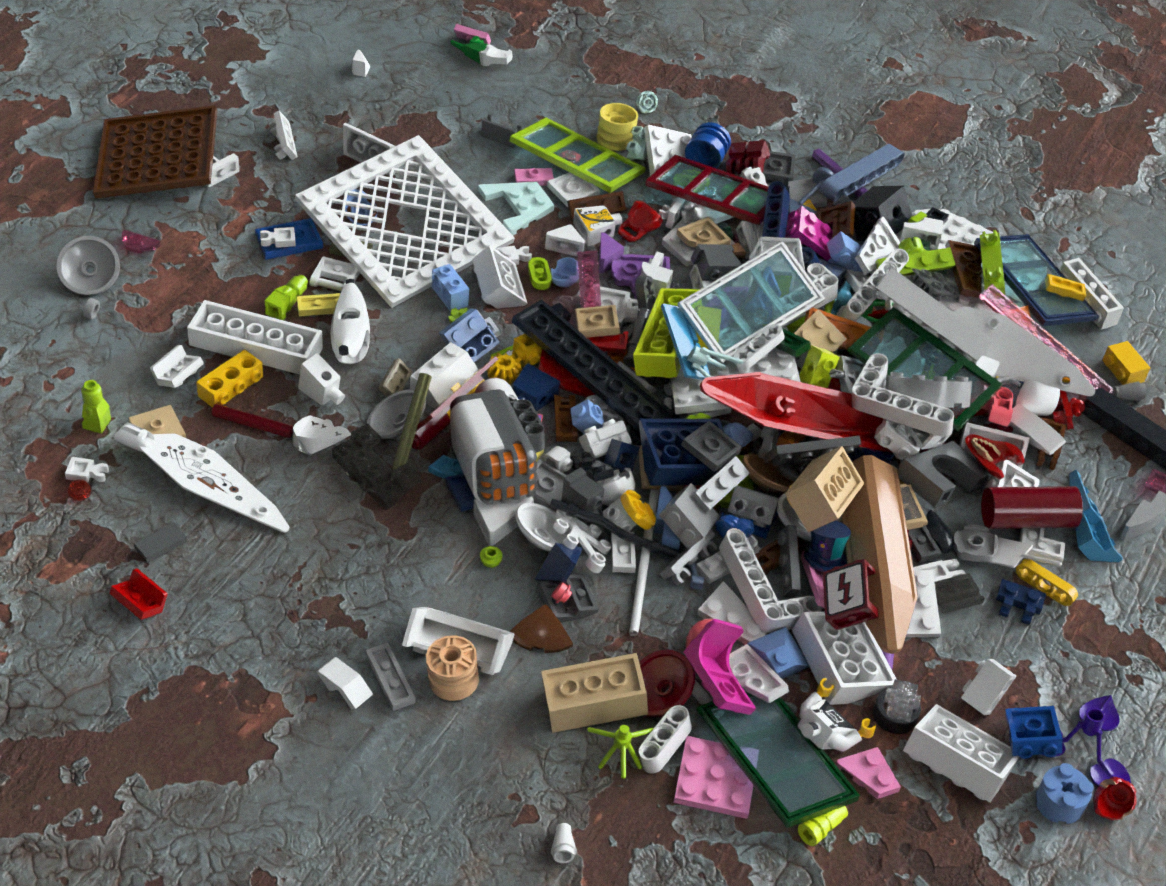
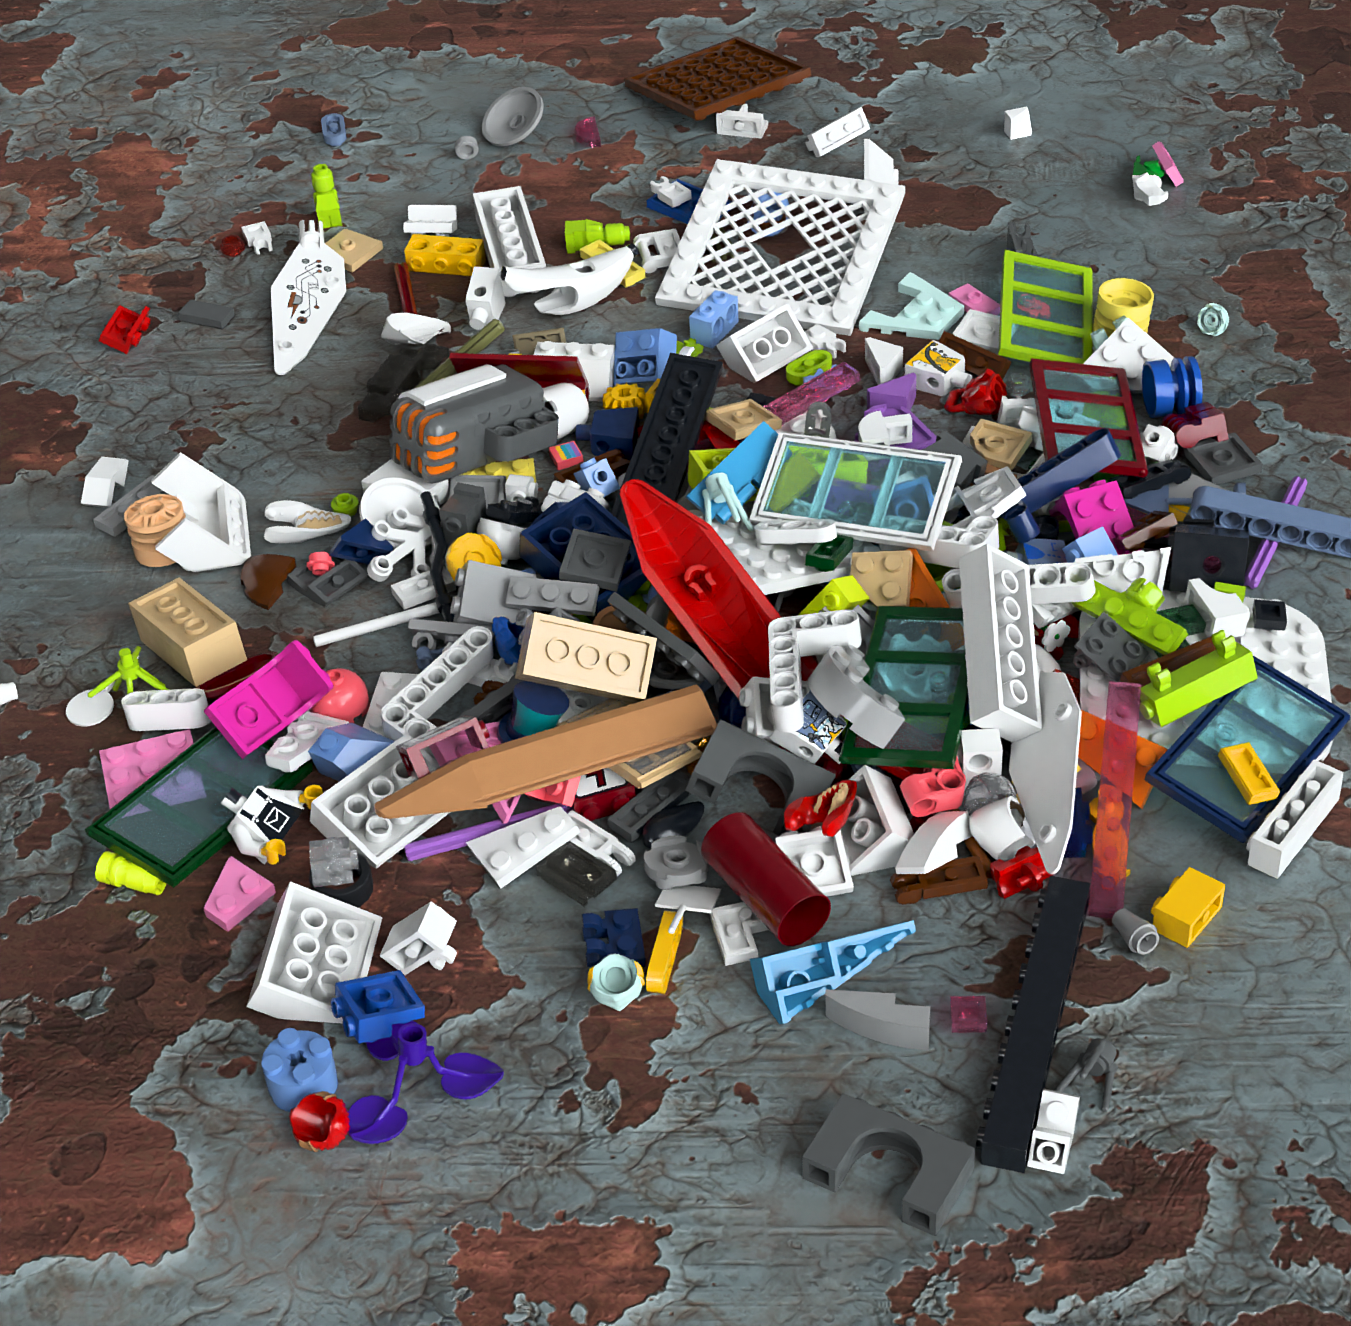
camera: 70 degrees right, 5 degrees down
(497, 583) = (308, 522): none -> white animal
(608, 786) = (90, 711): none -> white piece
(1065, 612) = (616, 981): none -> light aqua hair

